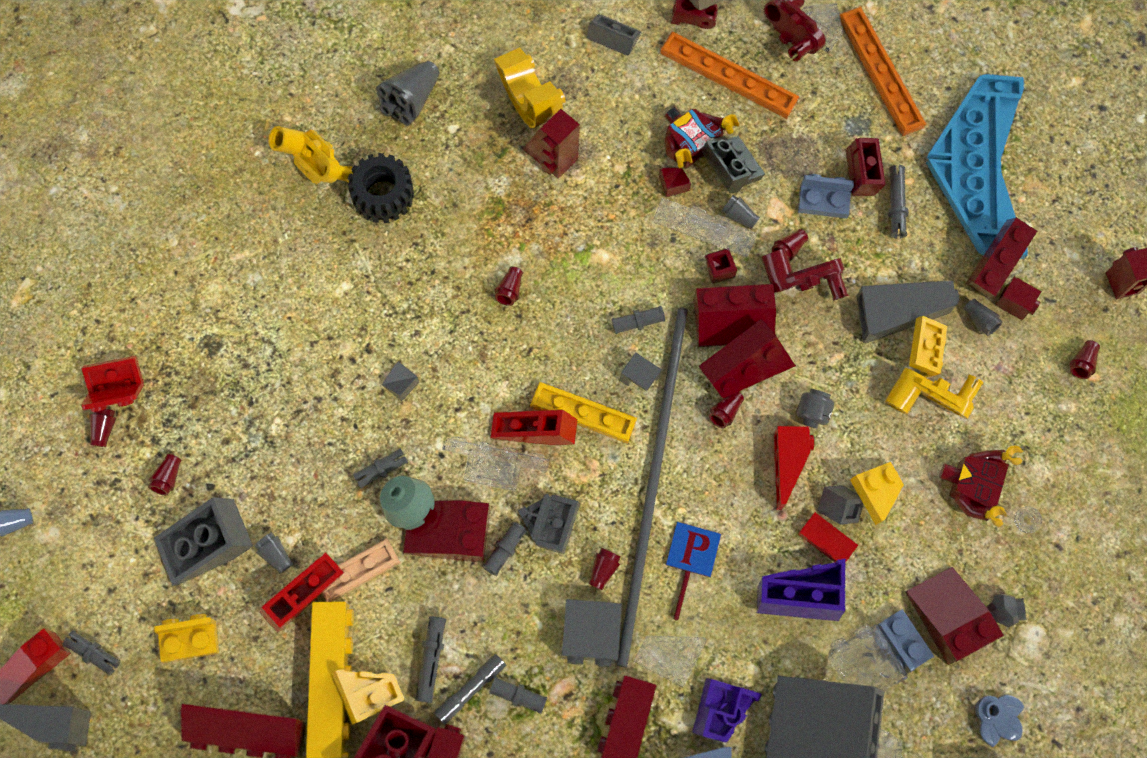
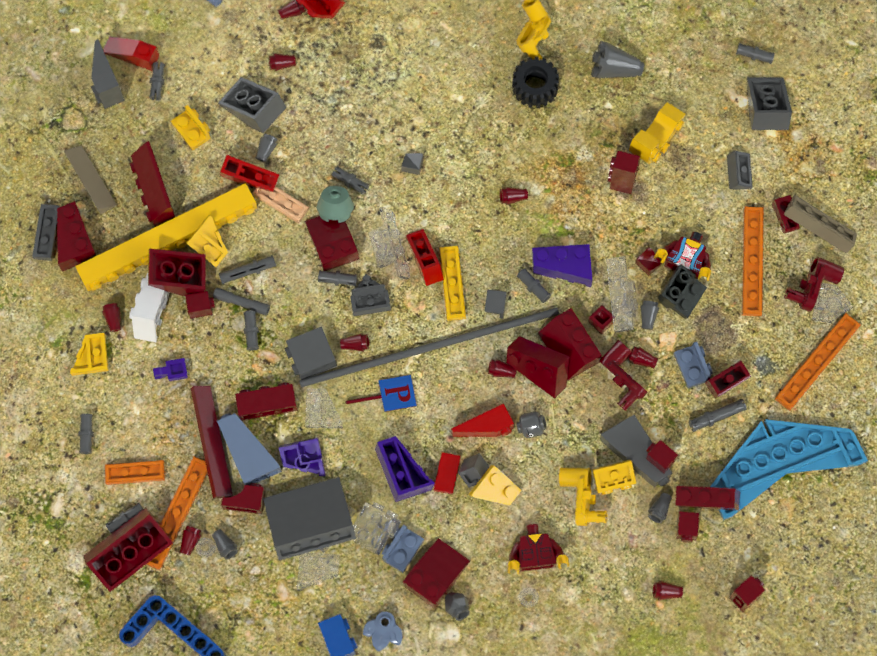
camera: 70 degrees right, 0 degrees up
(630, 270) = (564, 262): none -> dark purple wedge
(933, 279) = (661, 456): none -> dark red brick

